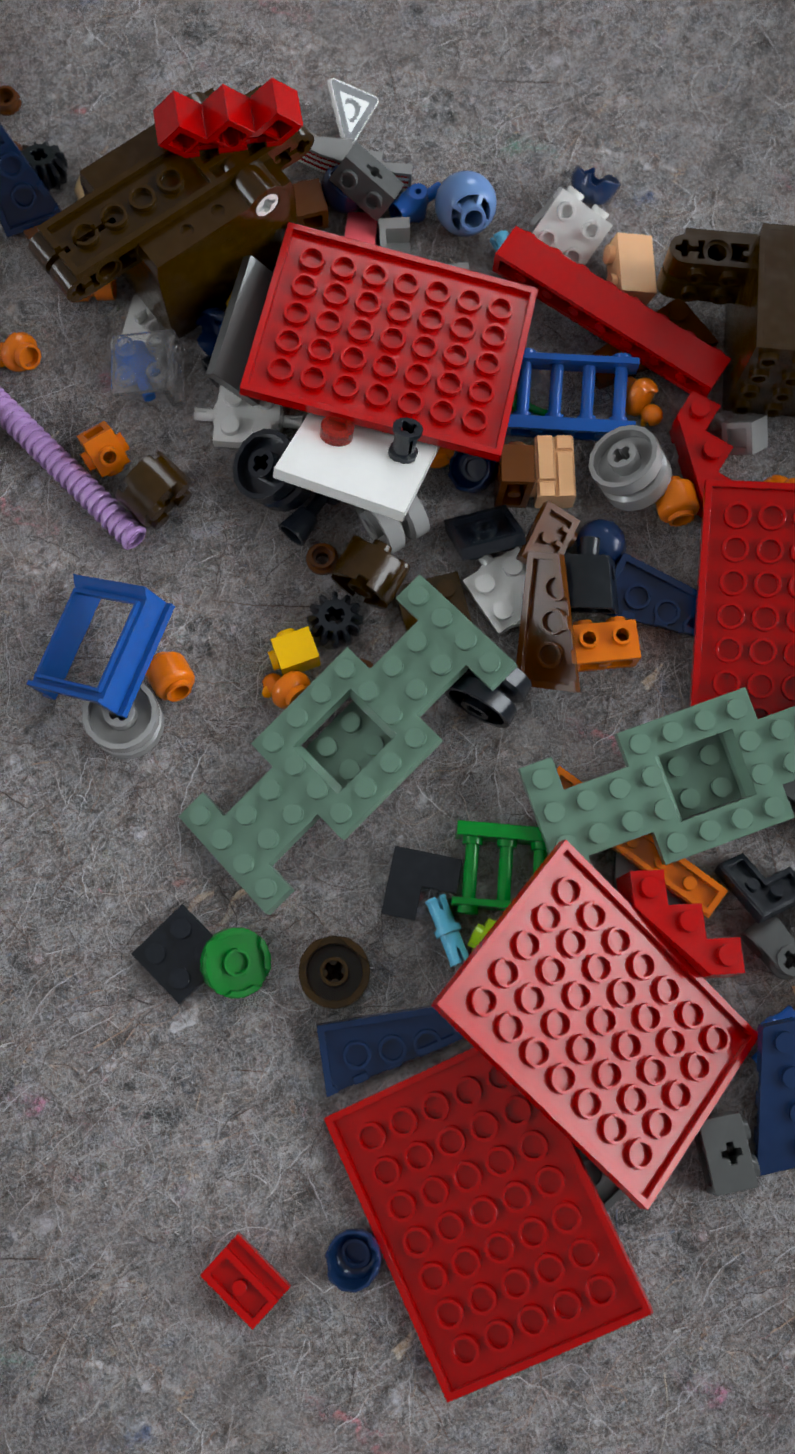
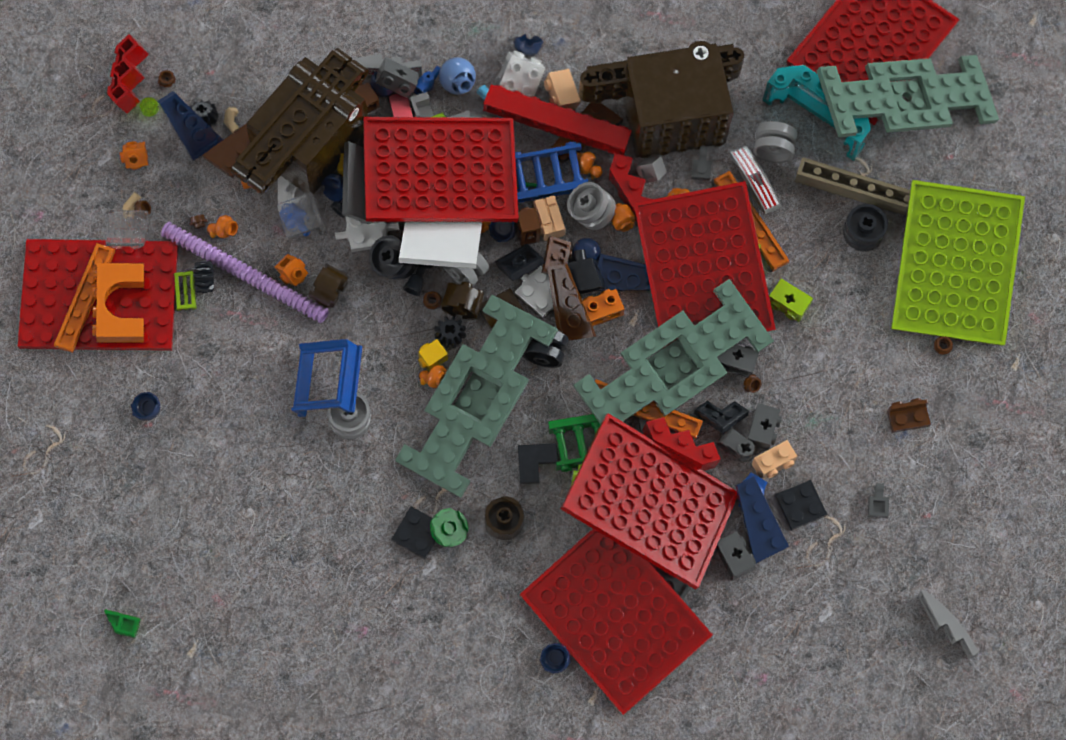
camera: 15 degrees left, 5 degrees down
(170, 676) = (369, 386): orange head -> none
(228, 119) = (323, 76): red brick -> none
(245, 1280) = (501, 685): red plate -> none
(336, 431) = (424, 228): clear red tile -> none
(351, 107) = (373, 34): piece -> none
(380, 1042) = (534, 551): dark blue wing -> none
(405, 440) = (464, 224): black bush -> none
(447, 930) = (558, 481): medium azure pin -> none

